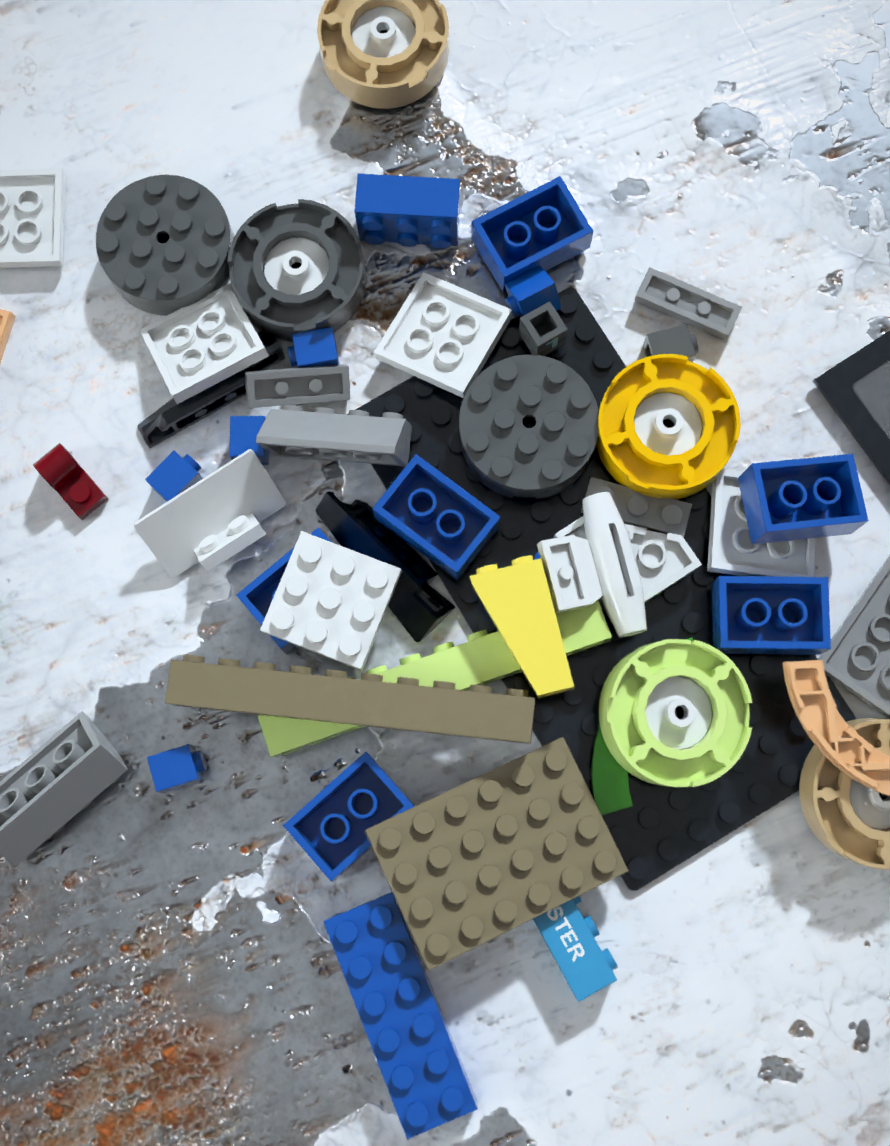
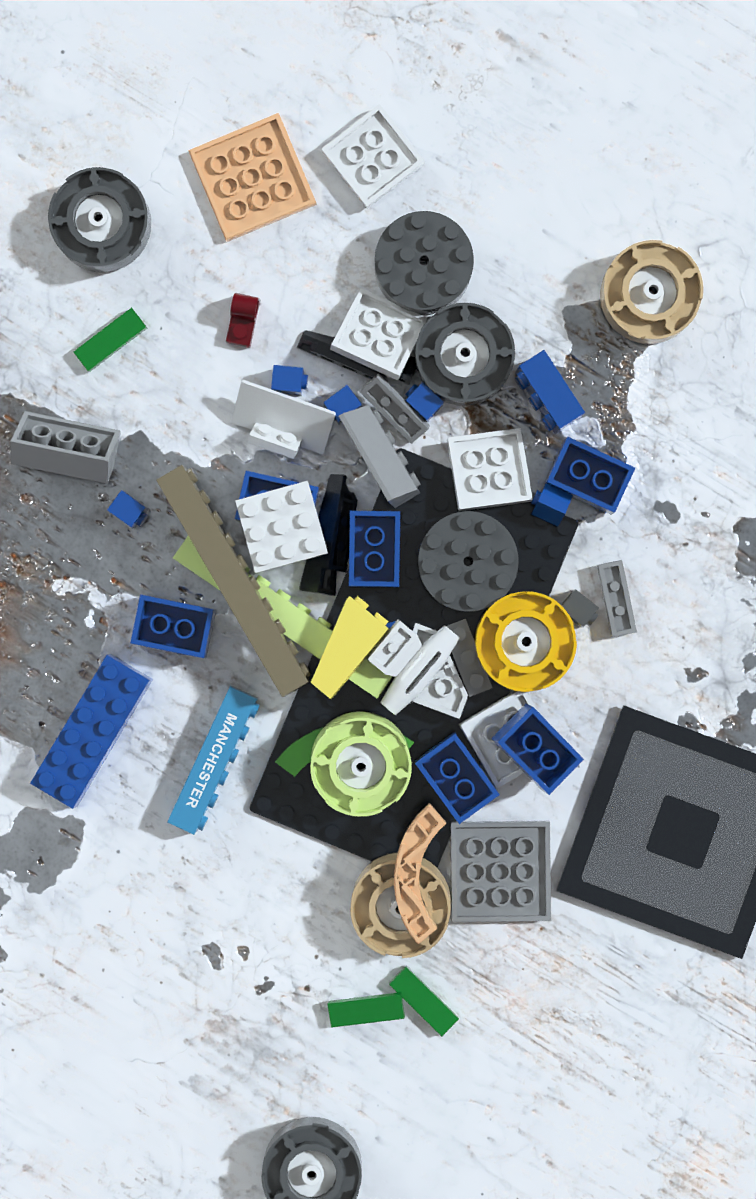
camera: 50 degrees right, 10 degrees up
(495, 852) = (212, 720): dark tan plate -> none
(543, 330) = (531, 527): dark grey brick -> none

